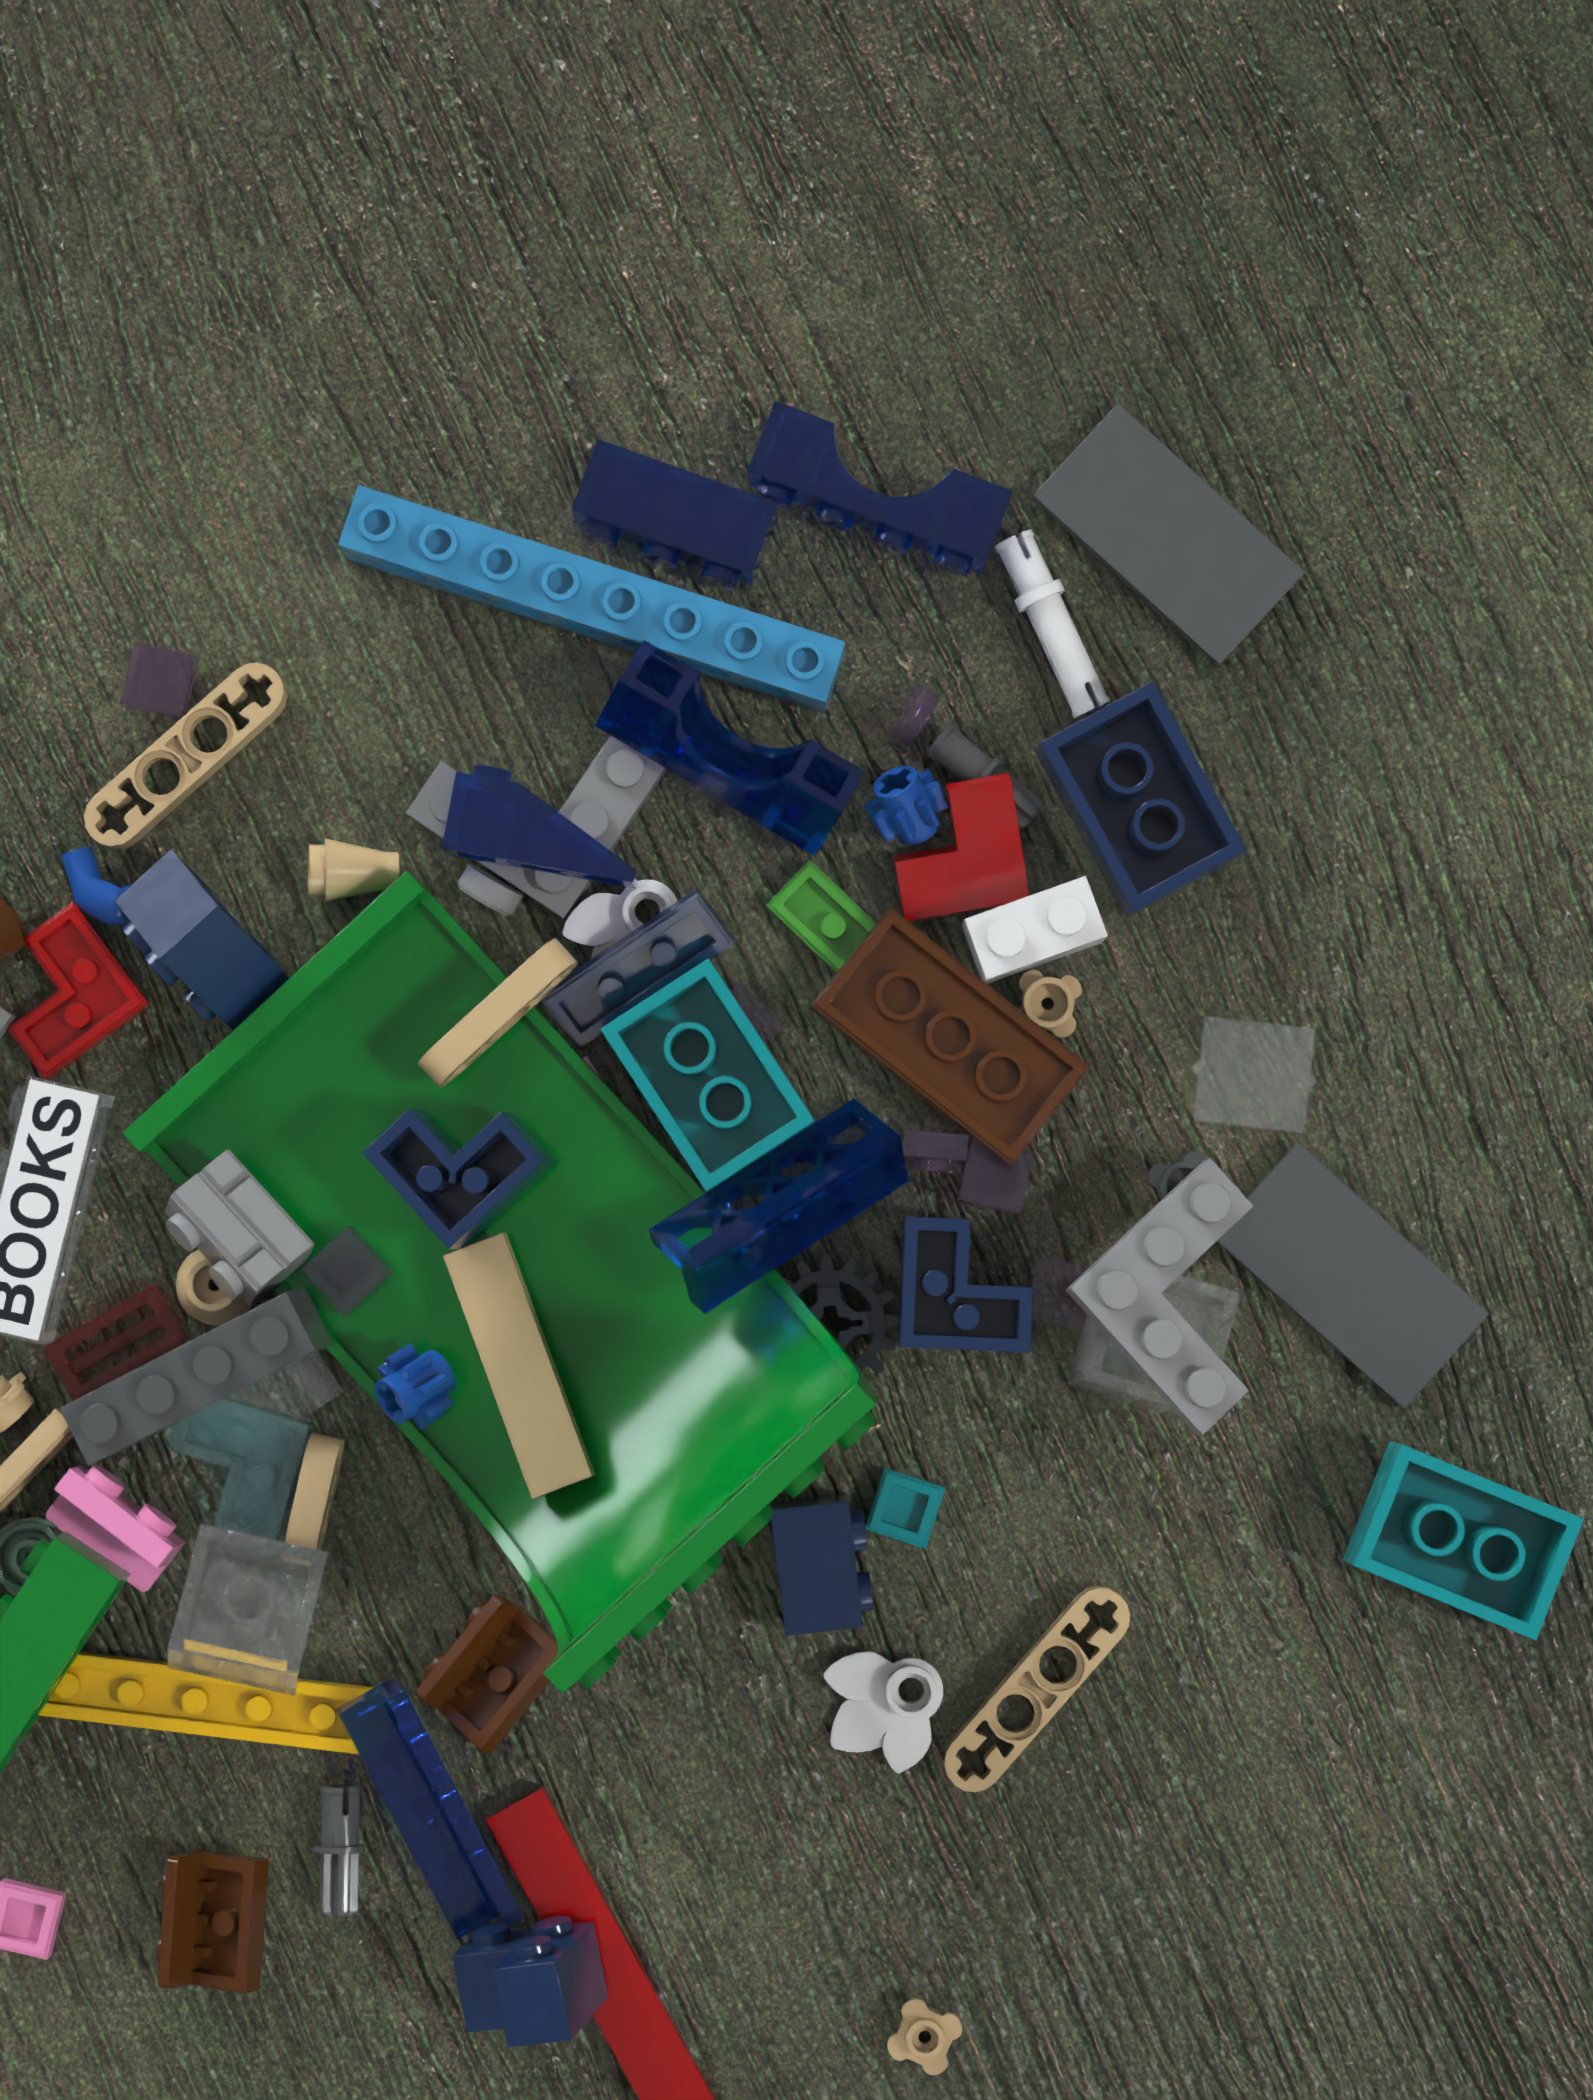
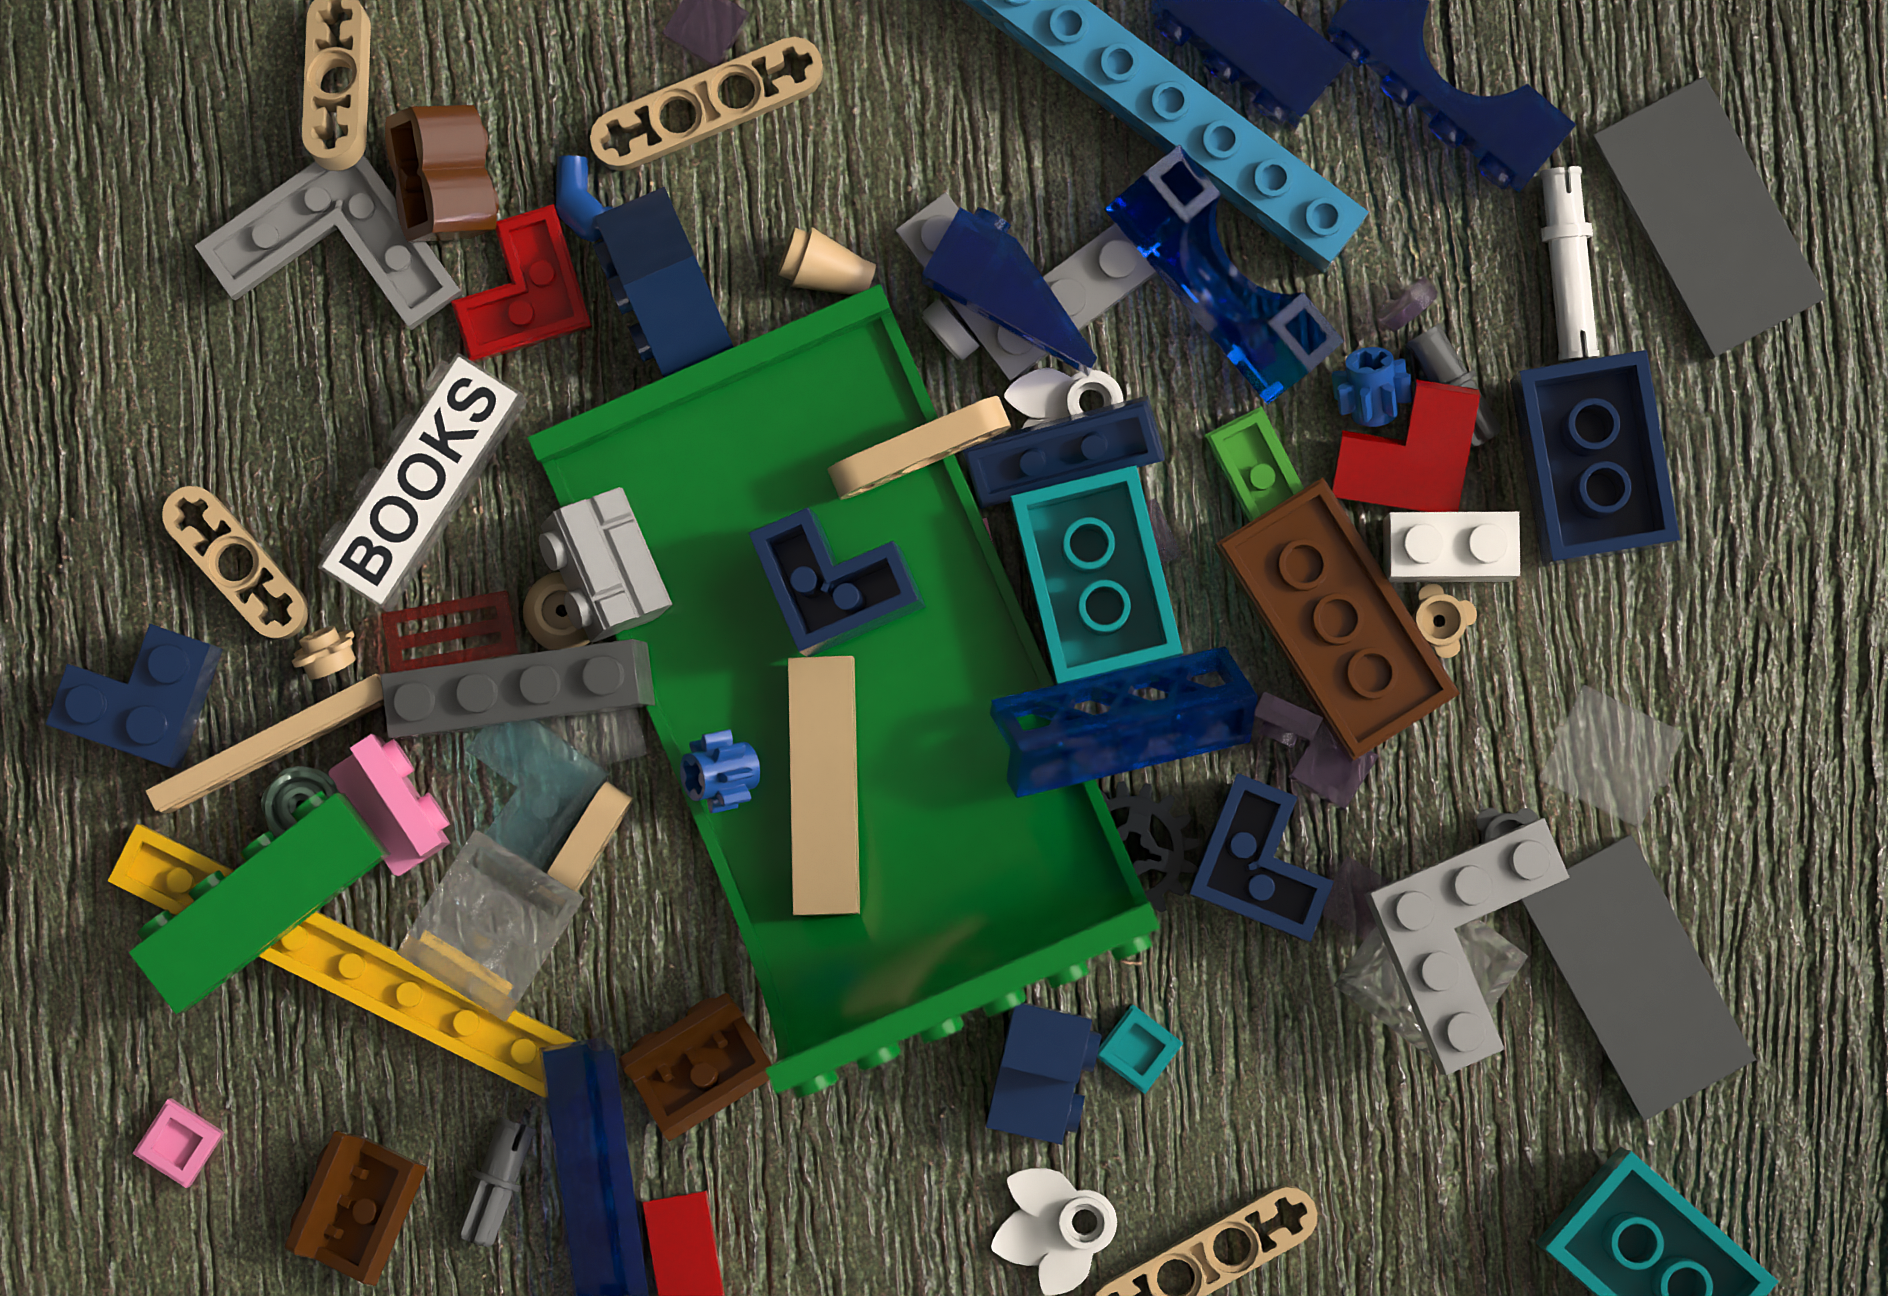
camera: 20 degrees right, 0 degrees up
(347, 1271) = (692, 641): tile -> none

